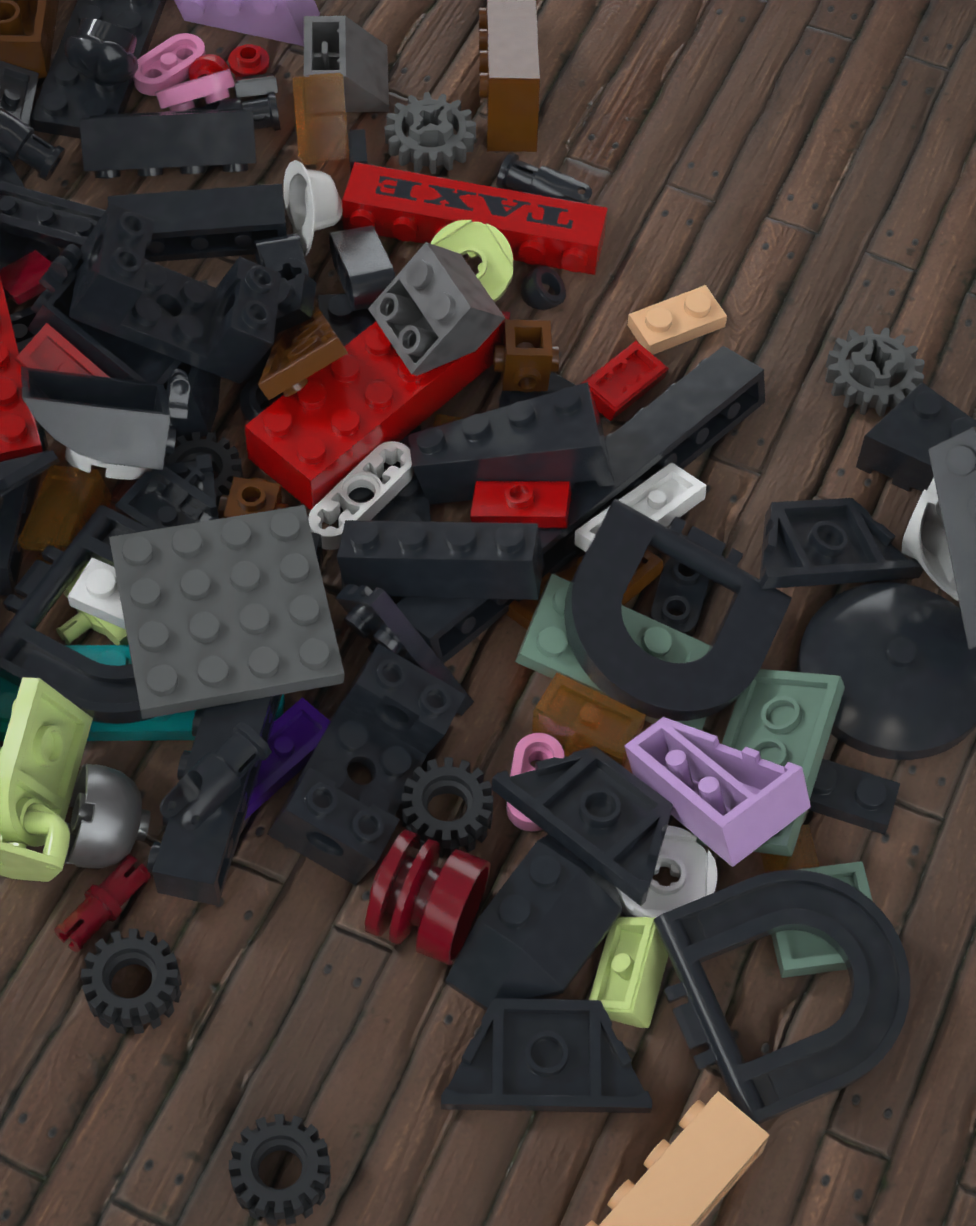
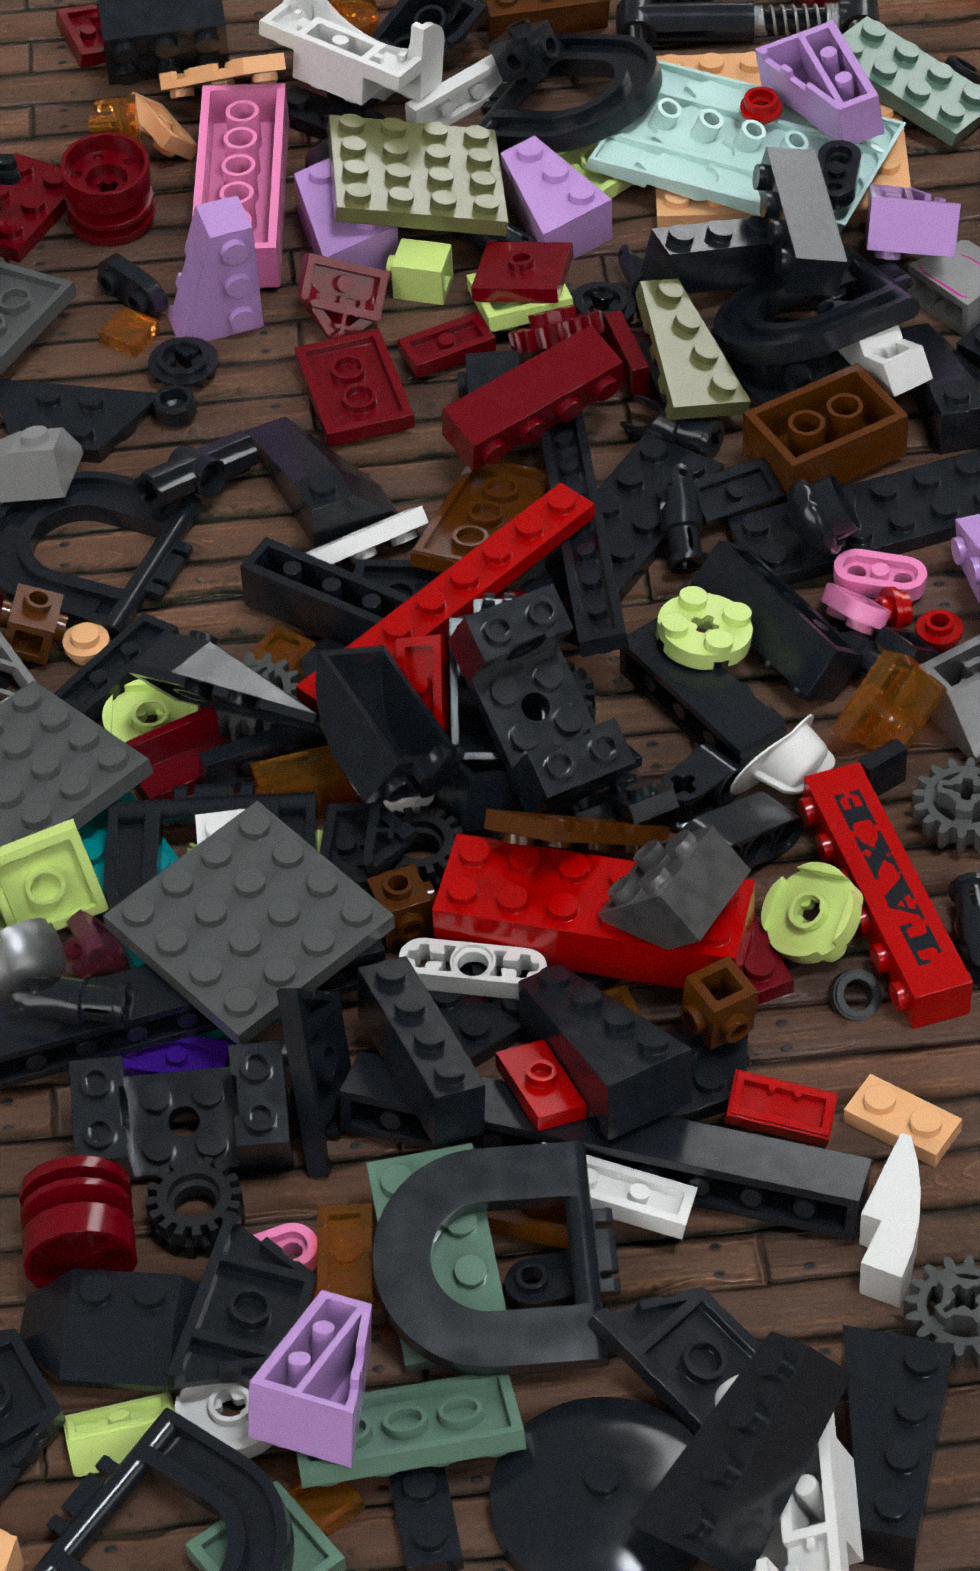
camera: 65 degrees right, 10 degrees down
(114, 749) = (95, 945): none -> clear pink tile
(133, 172) = (726, 625): none -> yellowish green plate
(788, 372) = (891, 1227): none -> white slope

